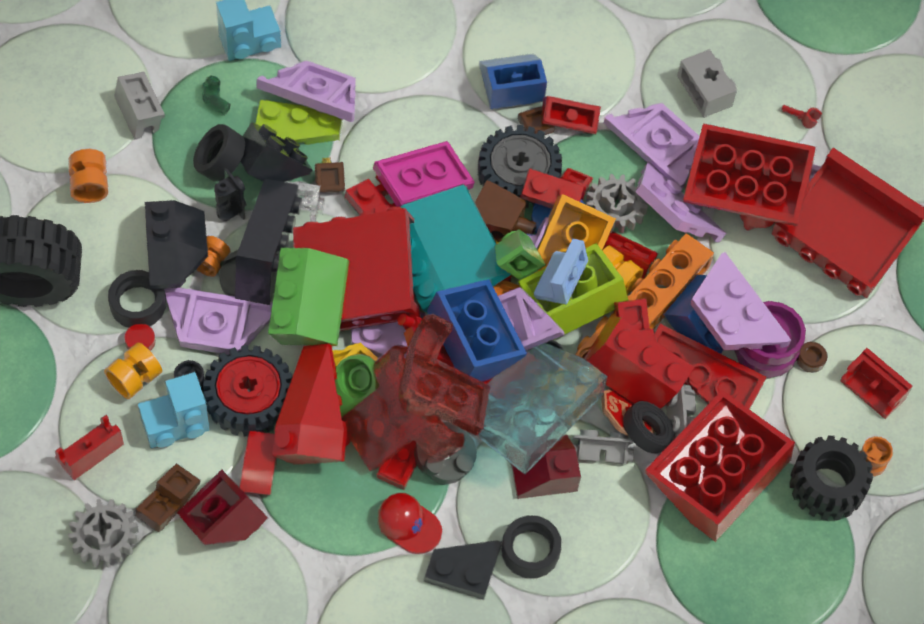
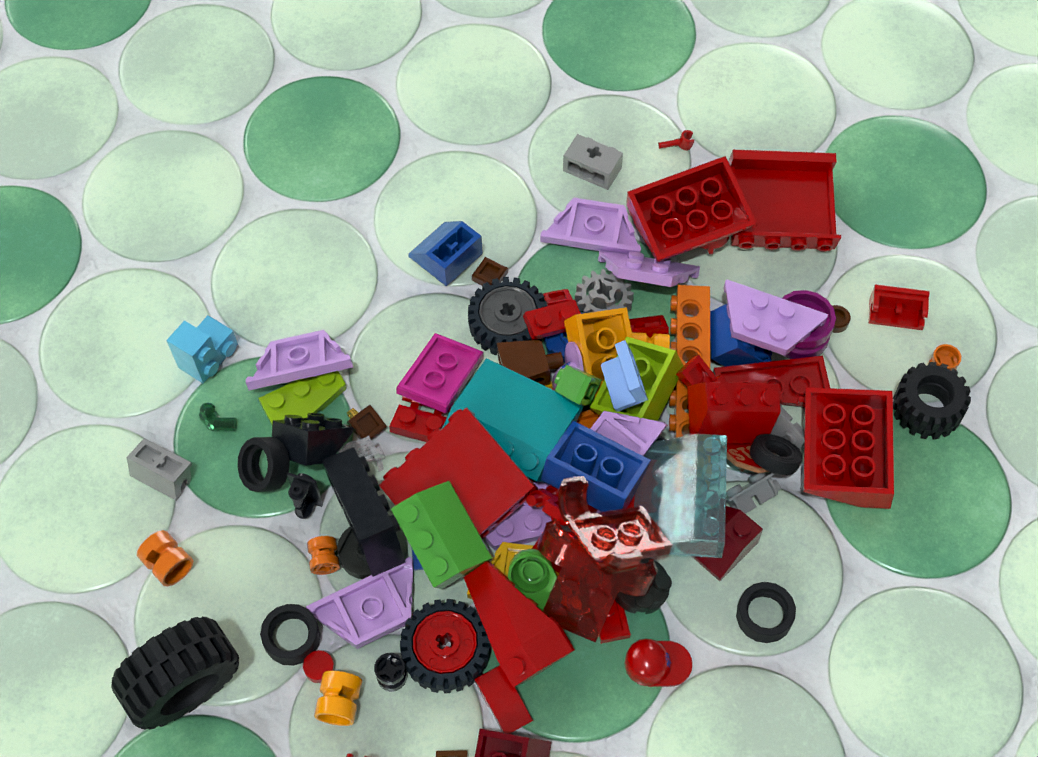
camera: 30 degrees left, 0 degrees up
(174, 242) = (285, 564): black wedge -> none
(177, 414) = (407, 705): medium azure brick -> none
(464, 567) = (729, 667): black wing -> none
(570, 114) = (512, 251): red slope -> none

